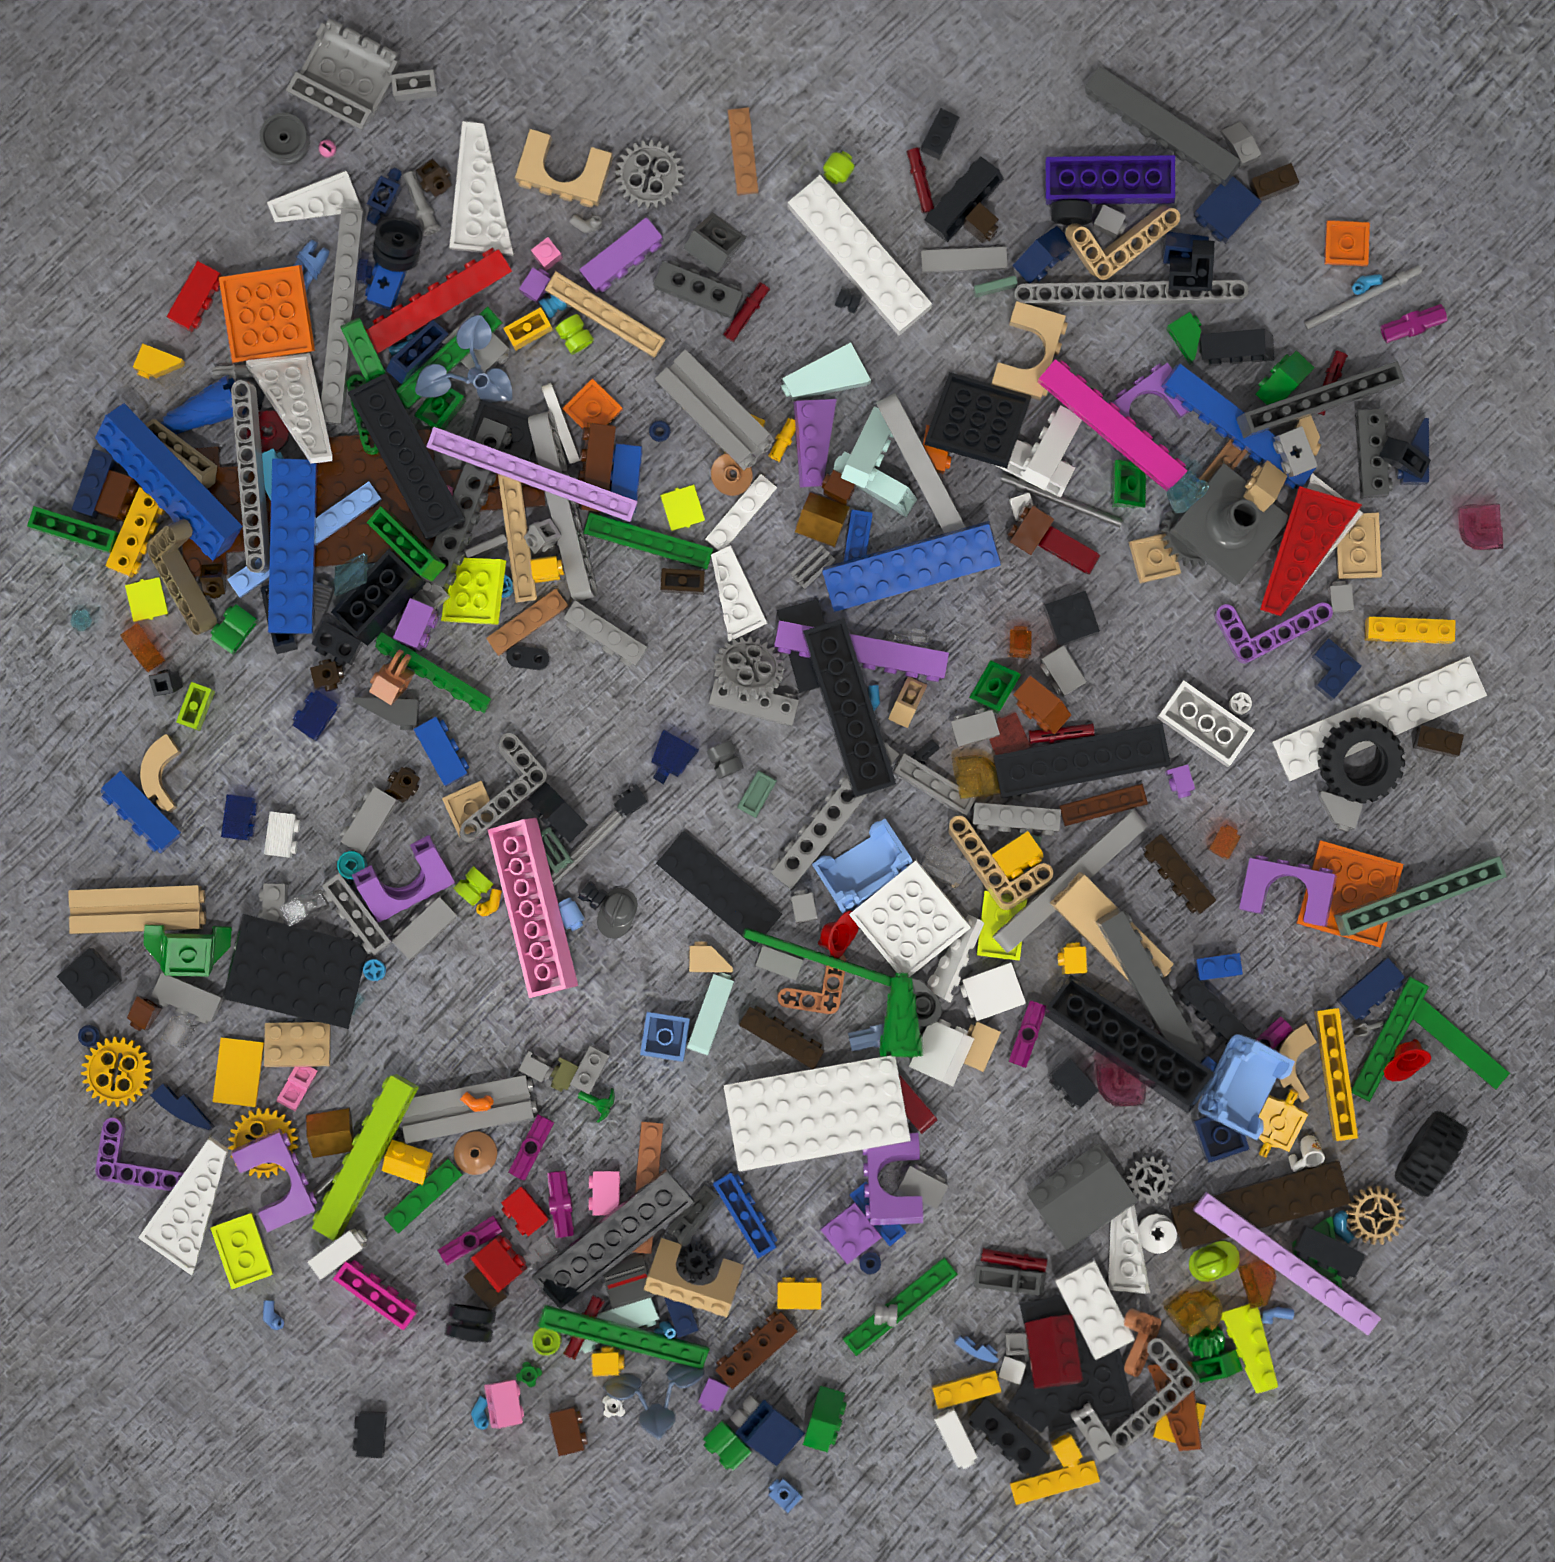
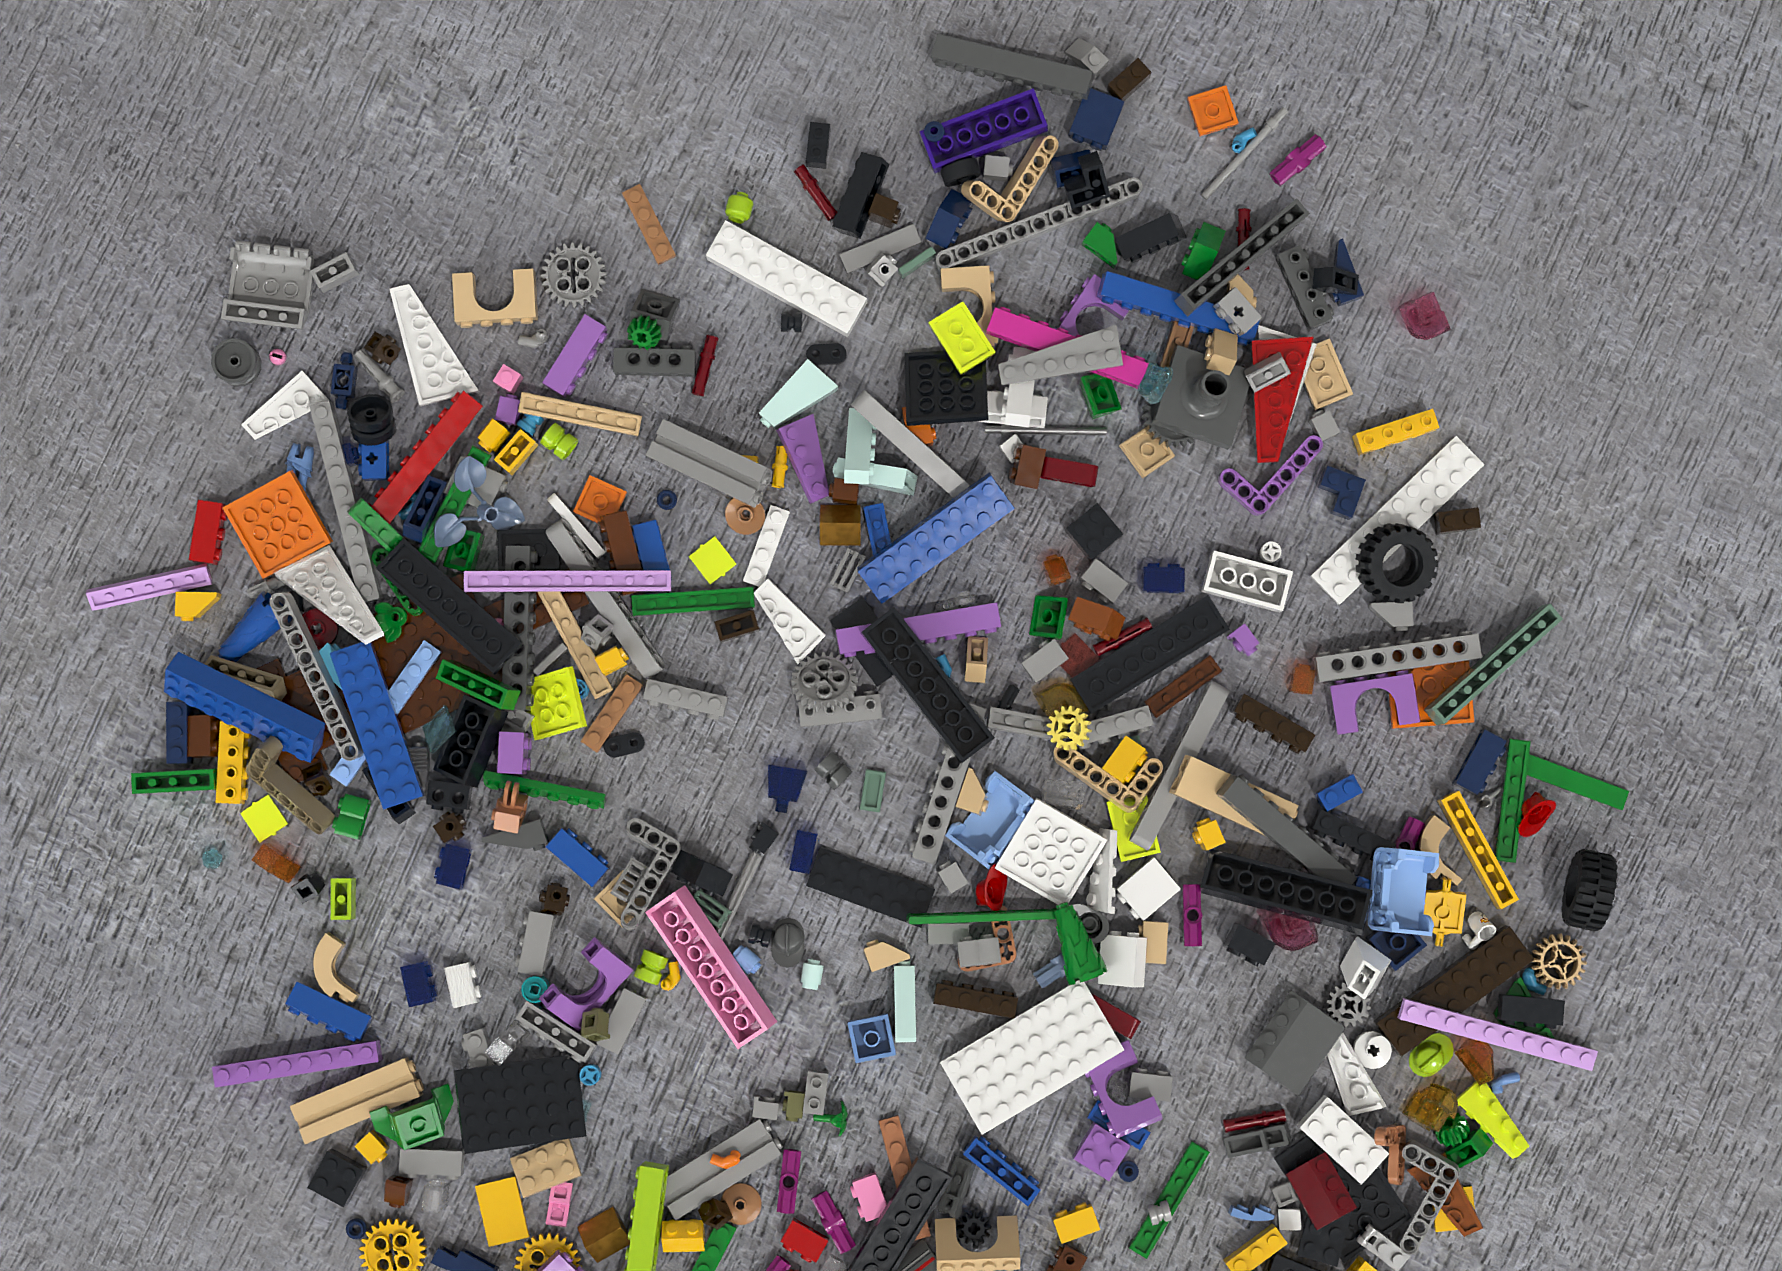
camera: 25 degrees left, 0 degrees up
(91, 851) = (297, 1063): none -> medium lavender brick
(117, 329) = (149, 587): none -> lavender plate
(134, 962) = (372, 1147): none -> yellow brick
(339, 447) = (387, 622): none -> green plate
(397, 922) = (595, 1025): none -> olive brick
(444, 1145) = (712, 1208): none -> dark brown brick
(465, 798) = (622, 896): none -> light grey slope
(511, 305) = (493, 436): none -> yellow brick
(629, 952) = (811, 974): none -> light aqua brick
(666, 828) = (803, 852): none -> clear blue brick
(698, 256) = (644, 332): none -> green gear
(802, 991) = (978, 952): none -> light grey brick
(854, 834) = (972, 795): none -> tan slope
(871, 343) = (826, 356): none -> black plate
(950, 278) = (874, 268): none -> light grey brick
(965, 798) = (1074, 734): none -> light yellow gear
(1011, 377) = (961, 337): none -> neon yellow plate
(1060, 168) = (934, 137): none -> dark blue plate
(1122, 437) = (1078, 355): none -> light grey wing
(1123, 691) = (1163, 579): none -> clear blue brick
(1178, 1148) = (1363, 968): none -> white slope
(1302, 522) = (1267, 372): none -> light grey slope
(1404, 864) = (1470, 651): none -> light grey brick

